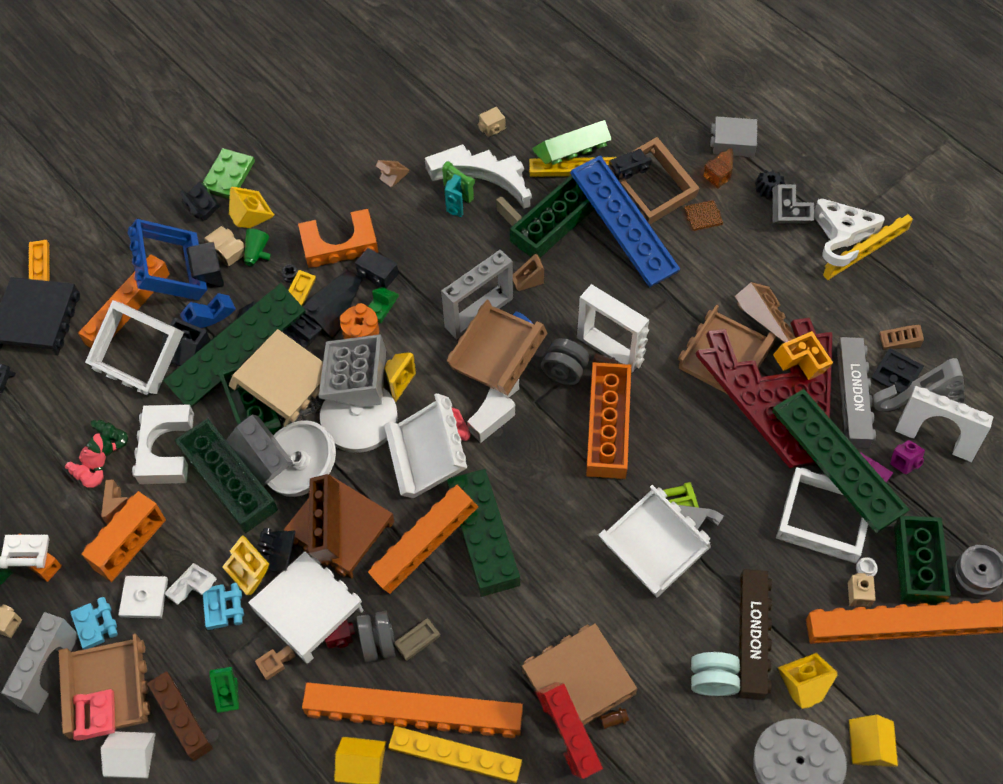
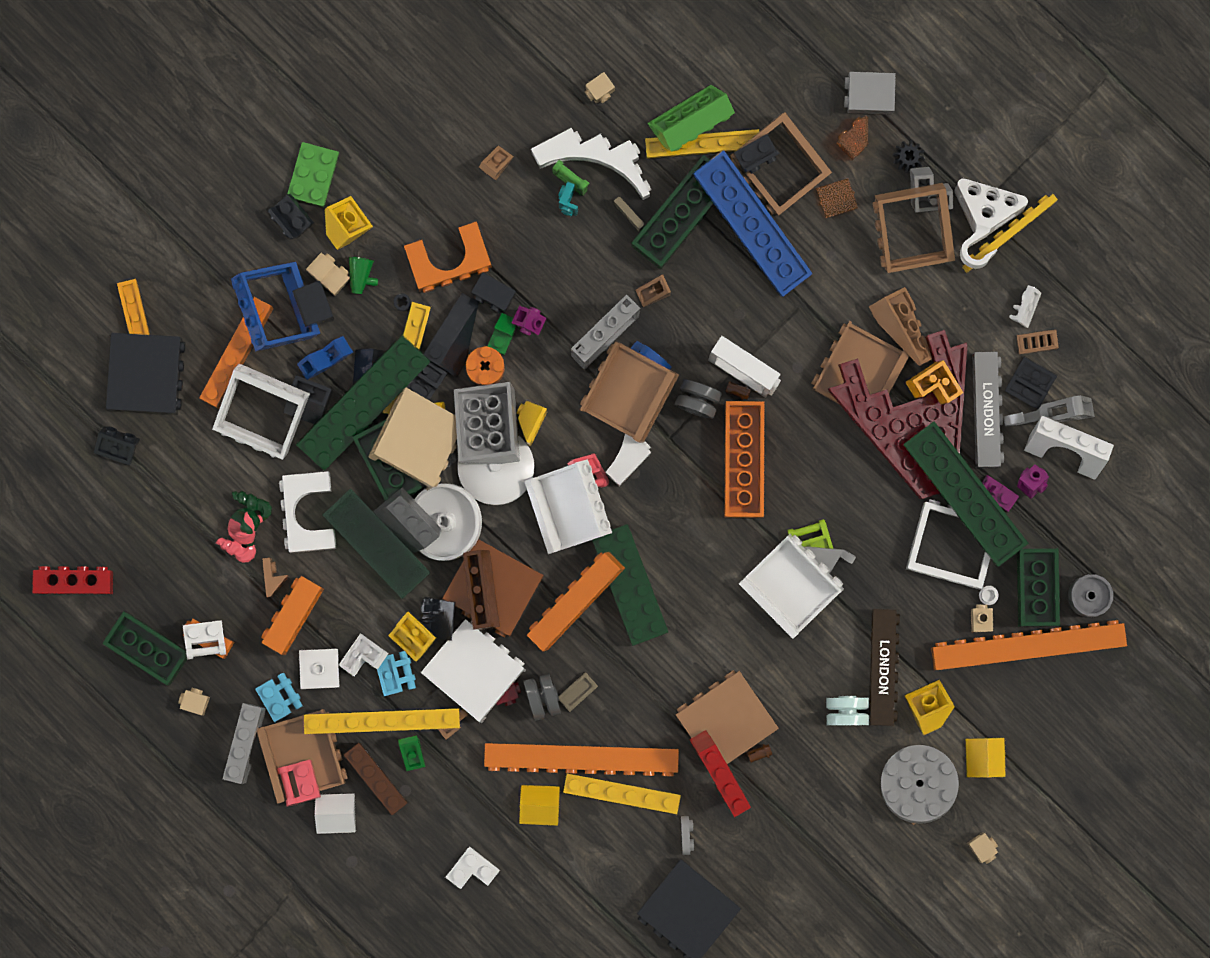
camera: 10 degrees left, 25 degrees up
(196, 650) = (381, 721): none -> yellow plate
(407, 290) = (533, 320): none -> magenta brick
(806, 228) = (920, 260): none -> medium nougat window
(889, 308) = (1026, 310): none -> white plate

